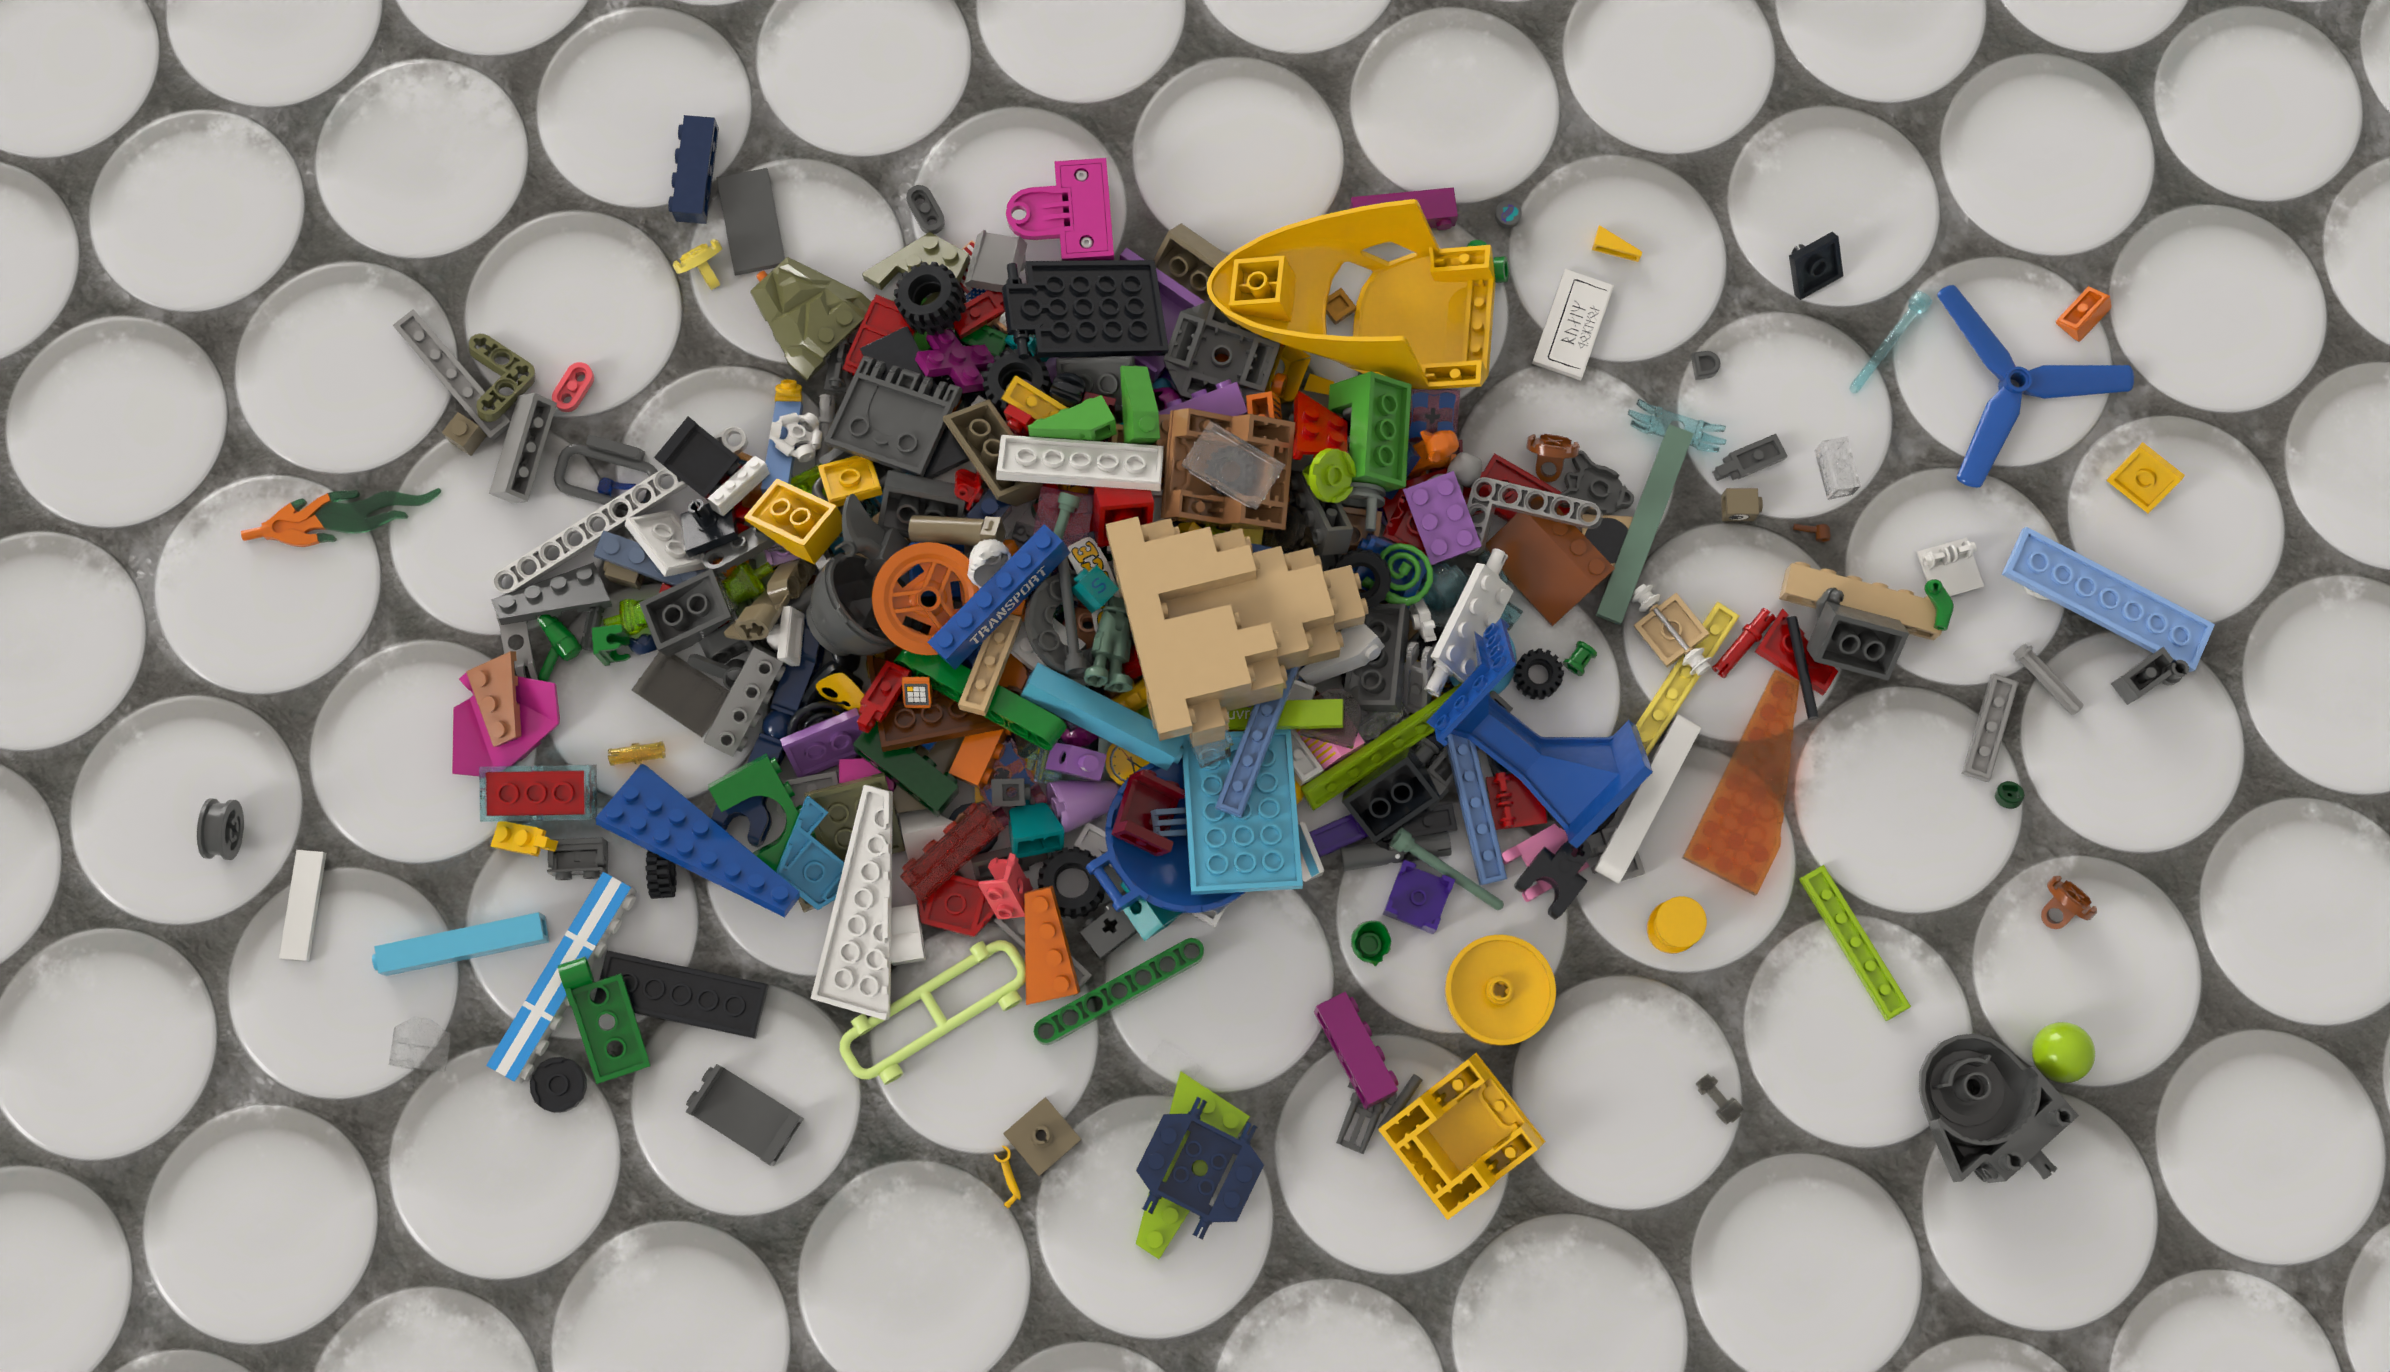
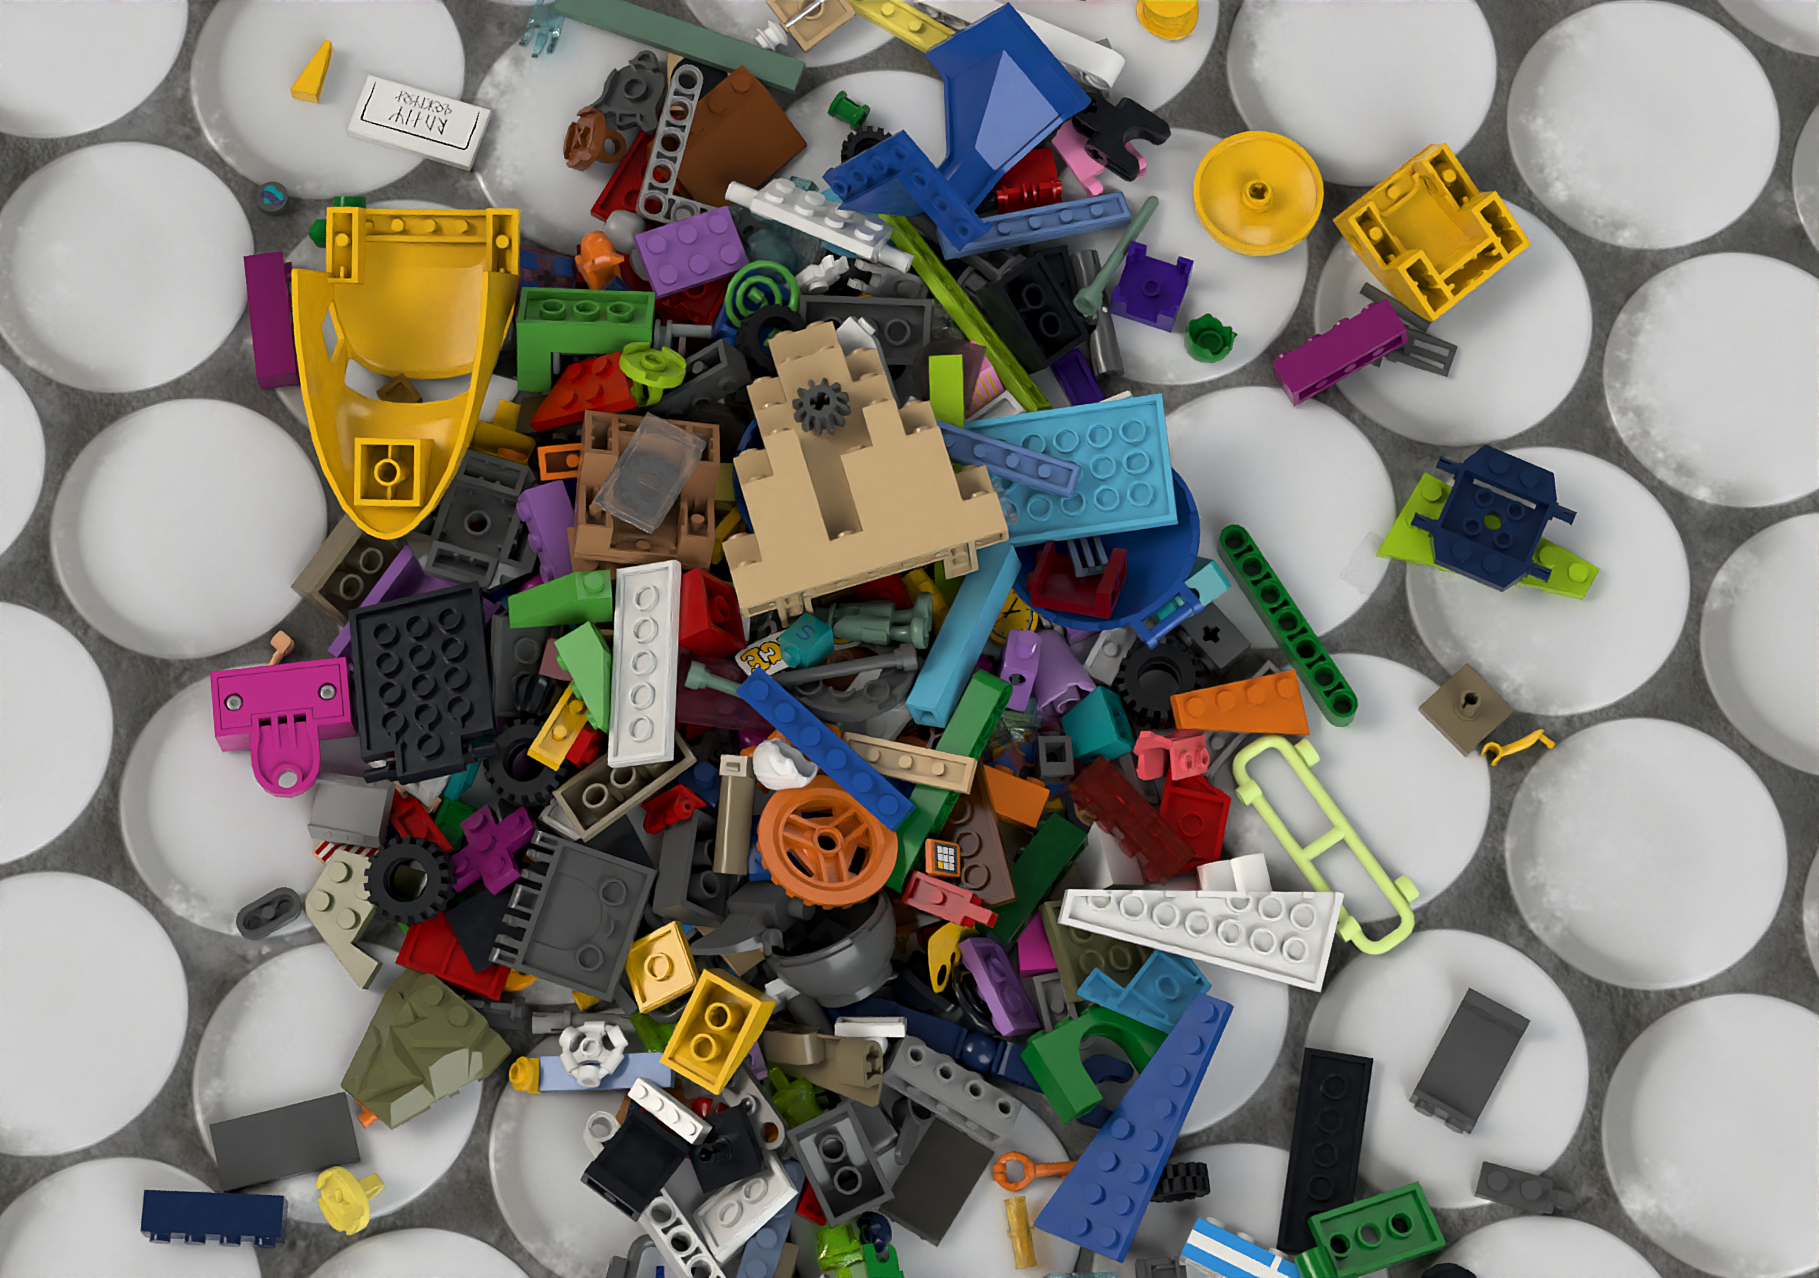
camera: 90 degrees left, 5 degrees down
(639, 1150) = (1521, 1190): none -> dark grey hinge
(685, 764) = (1030, 1170): none -> orange piece
(1138, 221) = (283, 645): none -> light nougat hand
(1287, 590) = (811, 400): none -> dark grey gear

